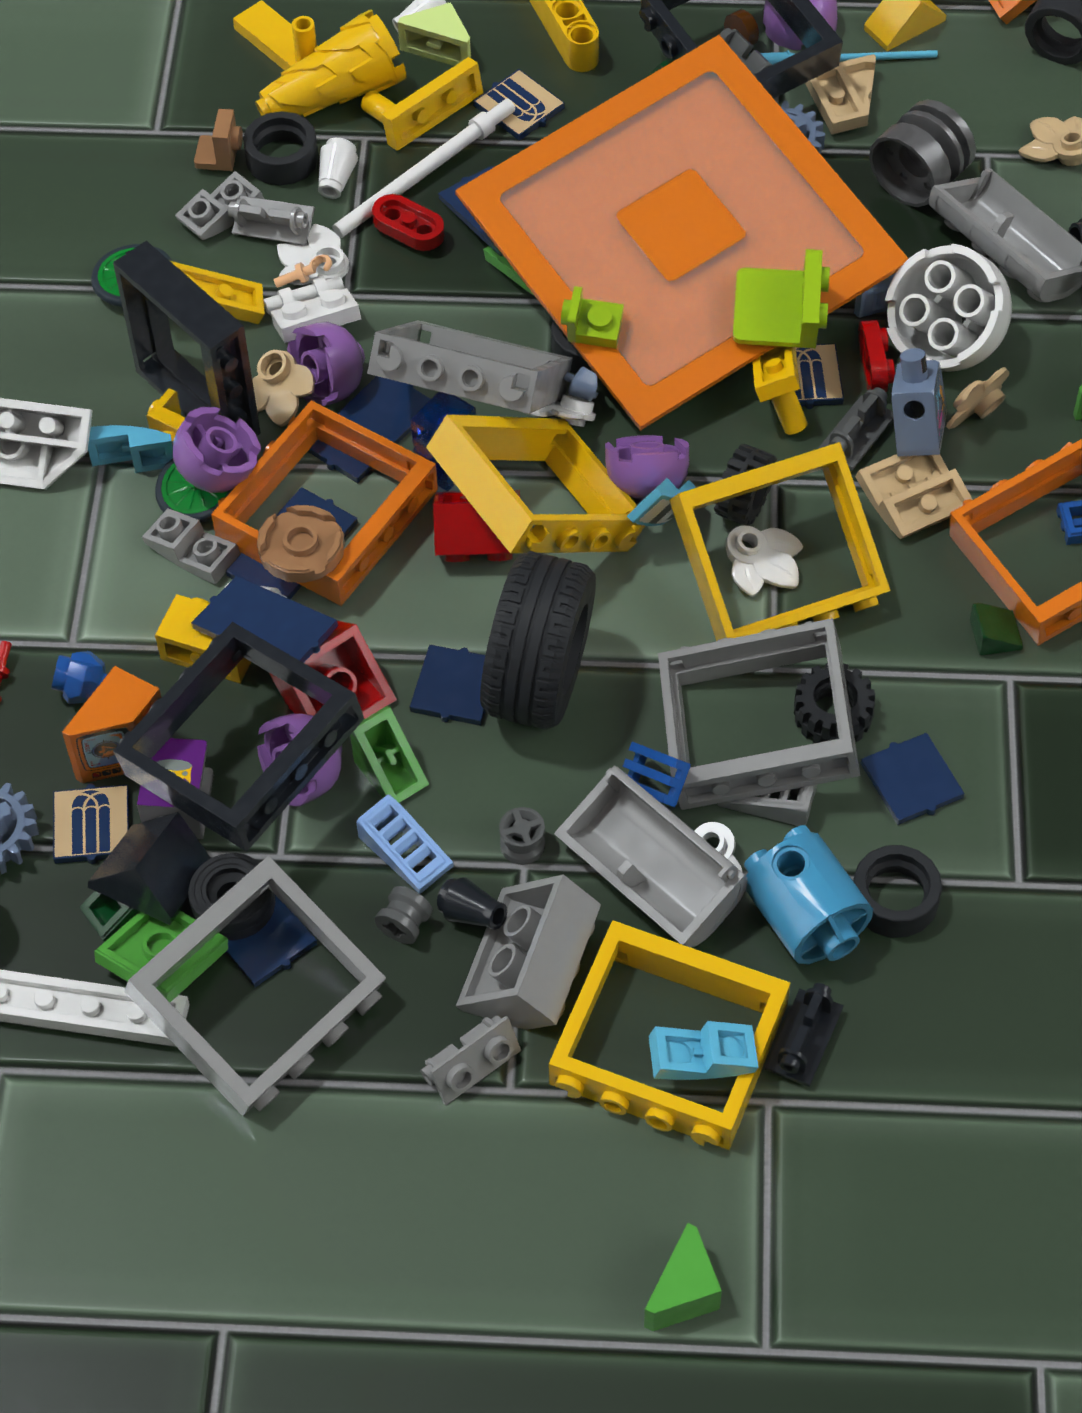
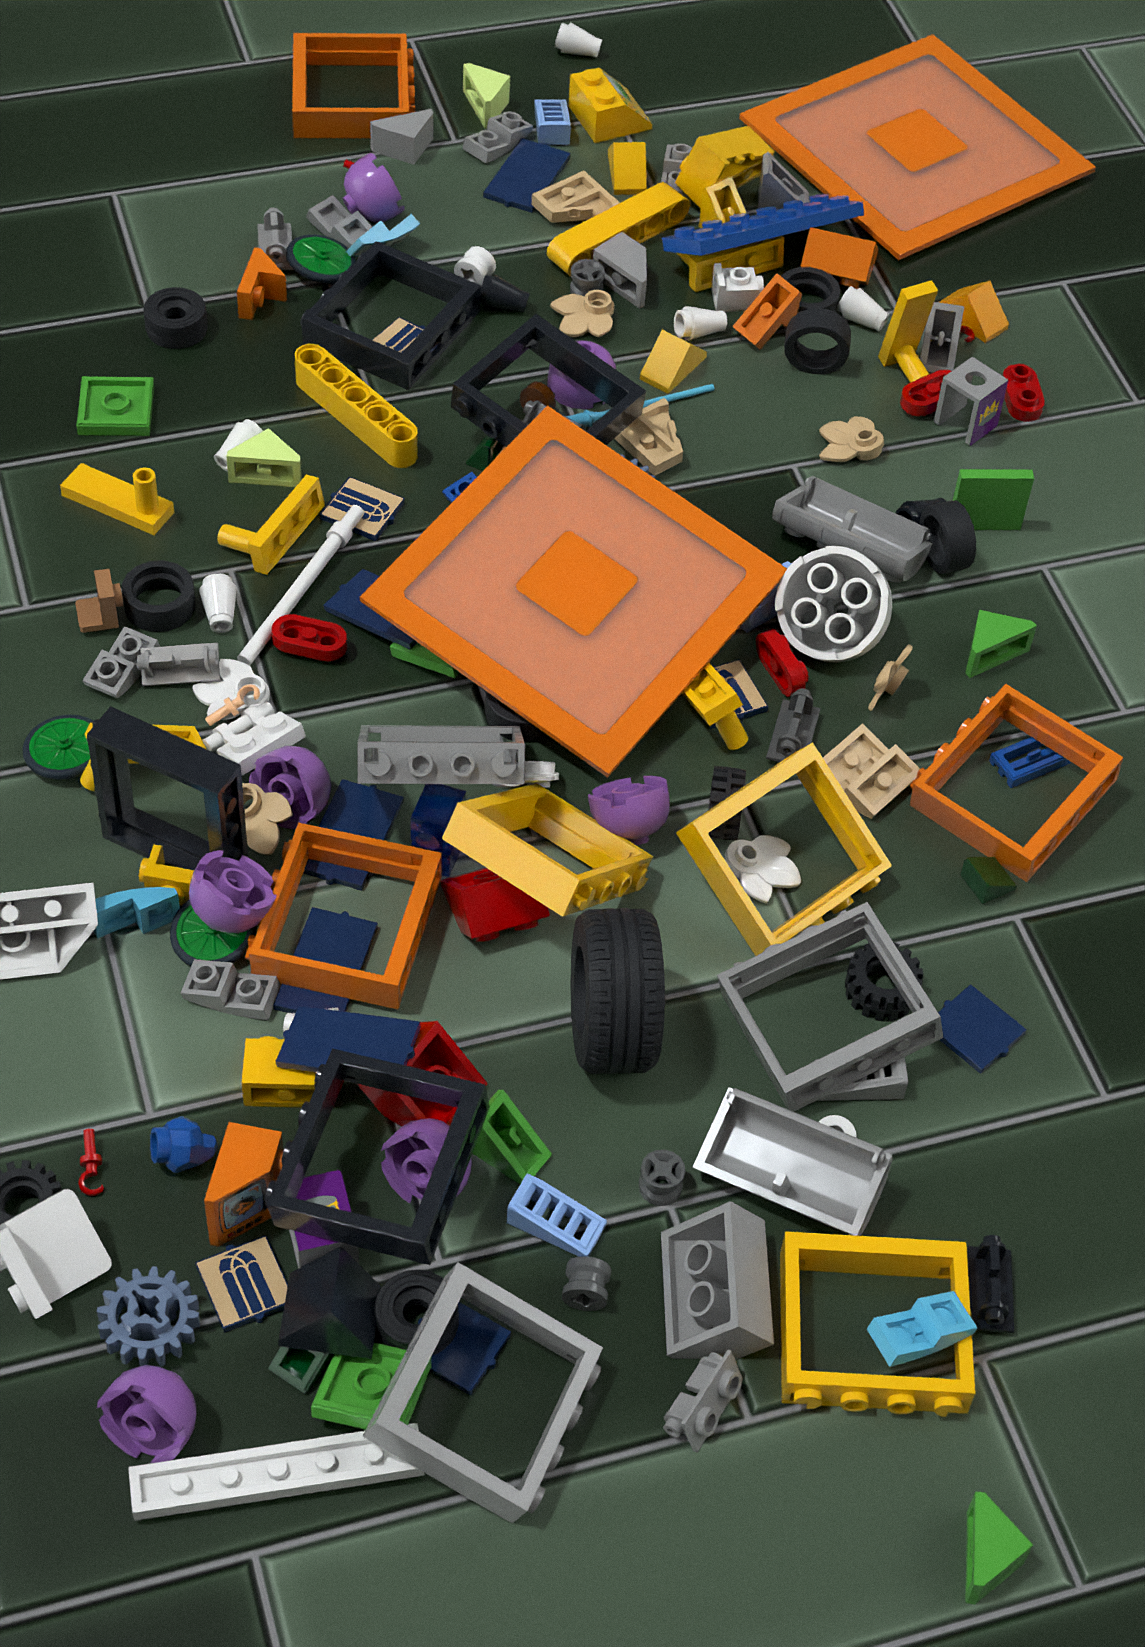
camera: 25 degrees left, 5 degrees down
(300, 544) = (349, 959): medium nougat tile -> none
(338, 70) = (193, 506): yellow cone -> none
(450, 685) = (534, 1054): dark blue piece -> none
(469, 904) = (644, 1255): black cone -> none
(582, 384) = (540, 747): sand blue piece -> none
(592, 320) = (532, 687): lime bracket -> none
(637, 768) = (791, 1088): blue tile -> none
(656, 507) = (661, 837): medium azure slope -> none
(781, 304) = (699, 633): lime bracket -> none
(807, 897) = (947, 1160): dark azure cylinder -> none
(908, 862) = (1019, 1106): black tyre -> none
(918, 392) = (843, 683): sand blue torso -> none
(921, 151) = (749, 474): flat silver wheel -> none

